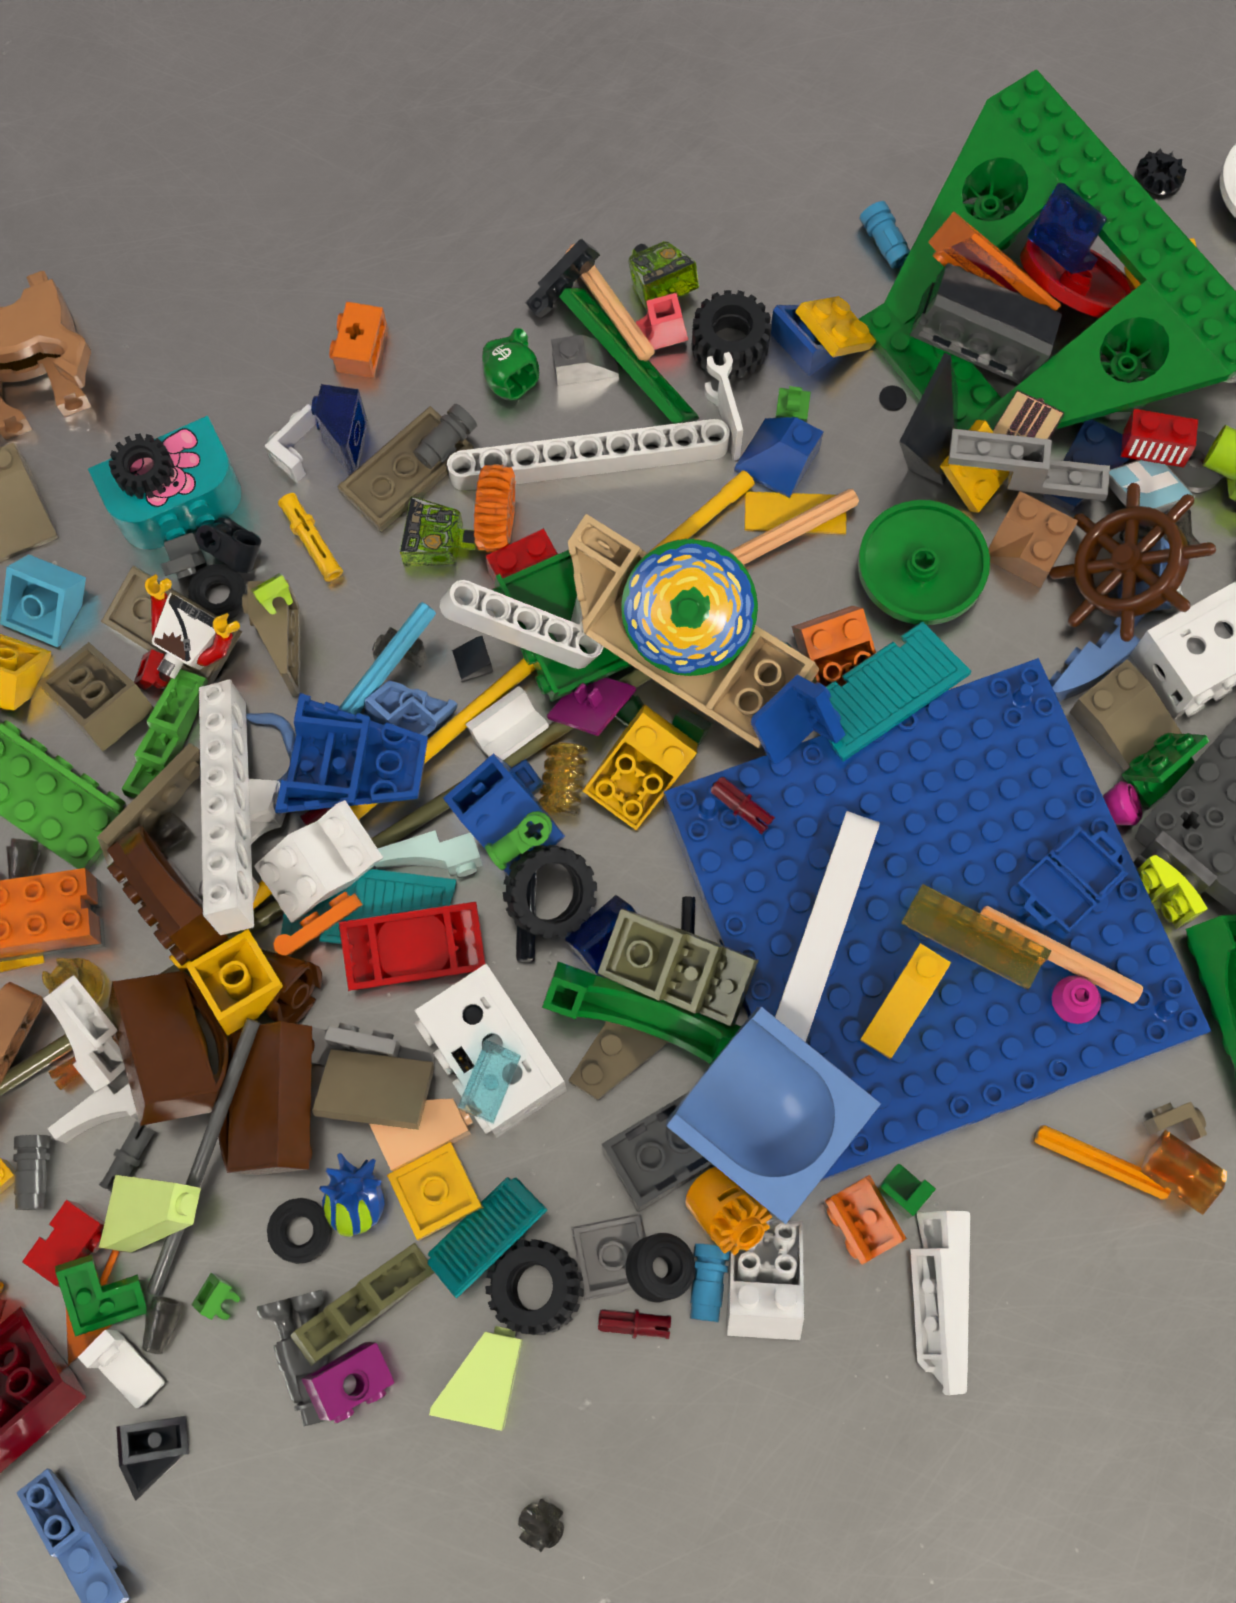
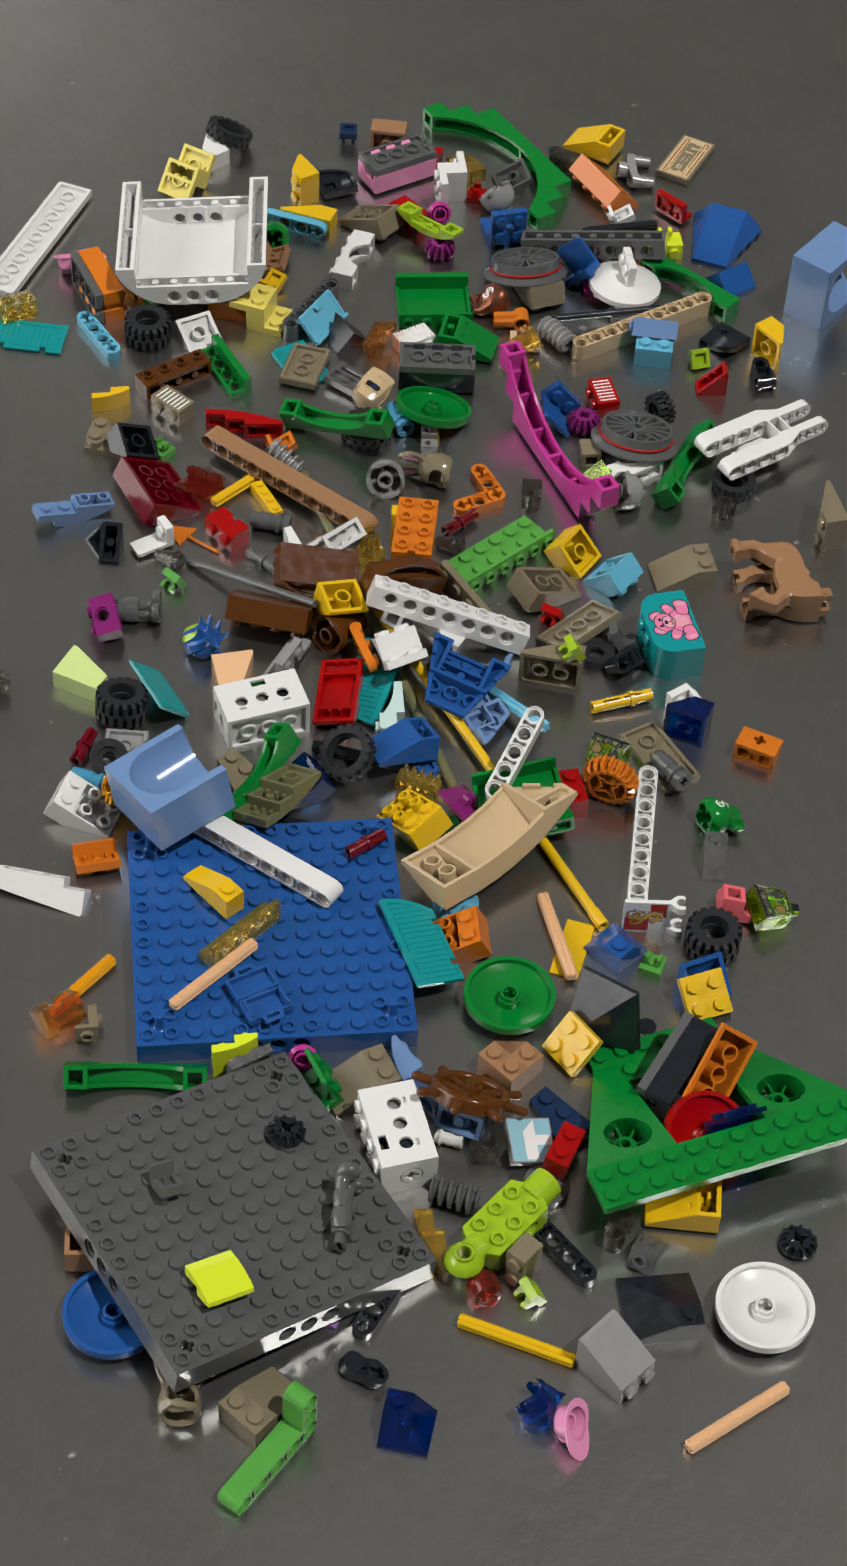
camera: 100 degrees right, 25 degrees down
(95, 1305) = (190, 529): green plate -> none
(136, 450) = (673, 616): black tyre -> none
(146, 1212) = (231, 556): yellowish green slope -> none
(167, 730) = (515, 612): bright green slope -> none
(185, 630) = (568, 620): torso -> none
(277, 1231) = (192, 612): black tyre -> none
(362, 1304) = (144, 634): olive slope -> none
(373, 1089) = (258, 653): dark tan tile -> none
(434, 1191) = (192, 677): yellow plate -> none
(489, 1081) = (240, 685): clear light blue slope -> none
(507, 725) = (462, 762): white panel -> none
(519, 839) = (382, 738): bright green connector -> none
(561, 276) = (779, 855): black hinge -> none
(617, 313) = (766, 878): light nougat axle -> none
(642, 372) = (712, 880): green tile -> none
(689, 607) = (500, 833): dish -> none
(794, 715) = (411, 873): blue bracket -> none
(888, 238) = (781, 1048): dark azure axle -> none
(905, 1190) = (103, 882): green panel -> none
(1028, 418) = (595, 1078): piece -> none
(1028, 464) = (559, 1059): light grey bracket -> none
(1076, 999) = (181, 973): dark pink cone -> none

